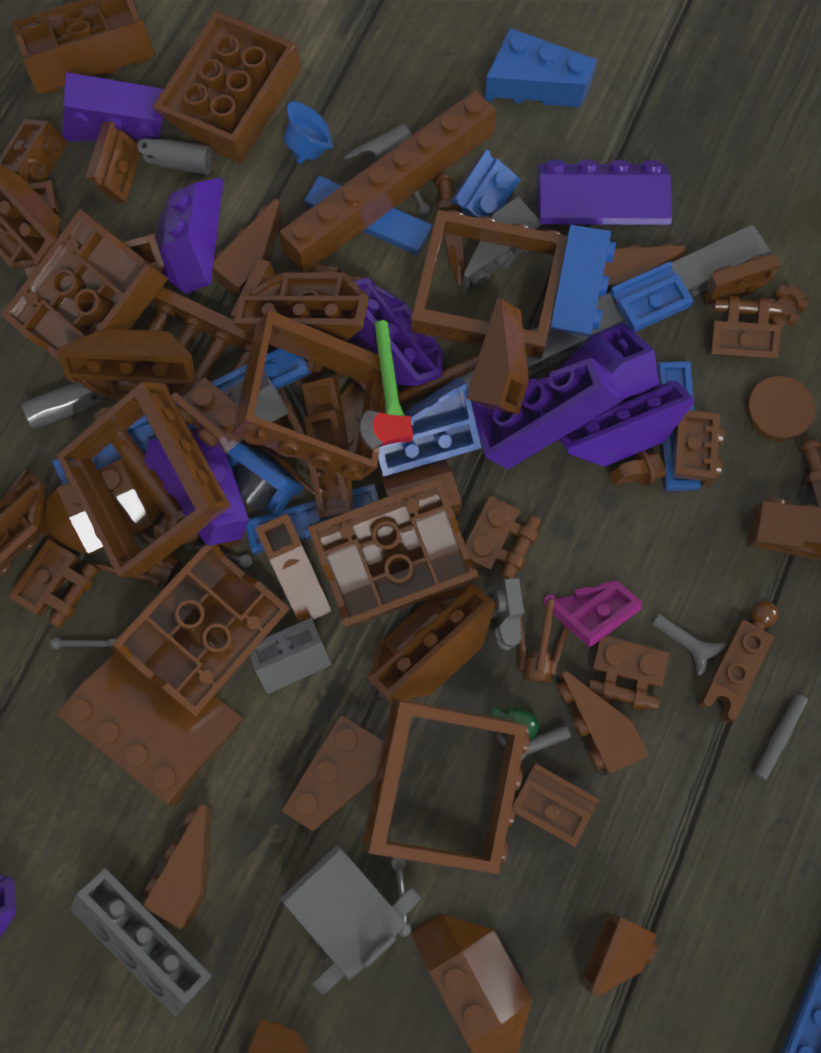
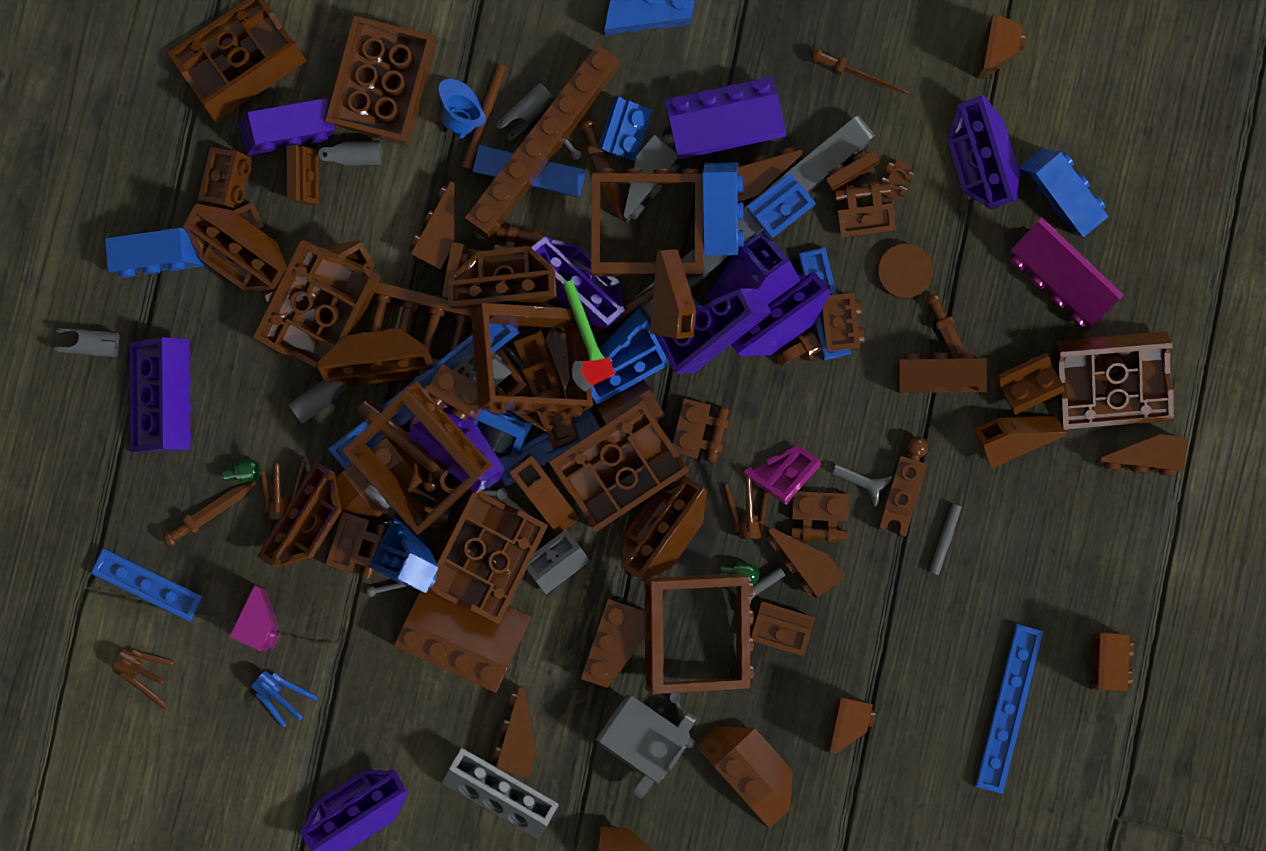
camera: 10 degrees left, 10 degrees up
(102, 606) = (405, 557): none -> blue wedge
(189, 234) = (384, 227): dark purple wedge -> none
(329, 154) = (487, 107): none -> reddish brown bar
(507, 614) = (717, 494): dark grey hinge -> none
(741, 175) = (840, 65): none -> reddish brown sword

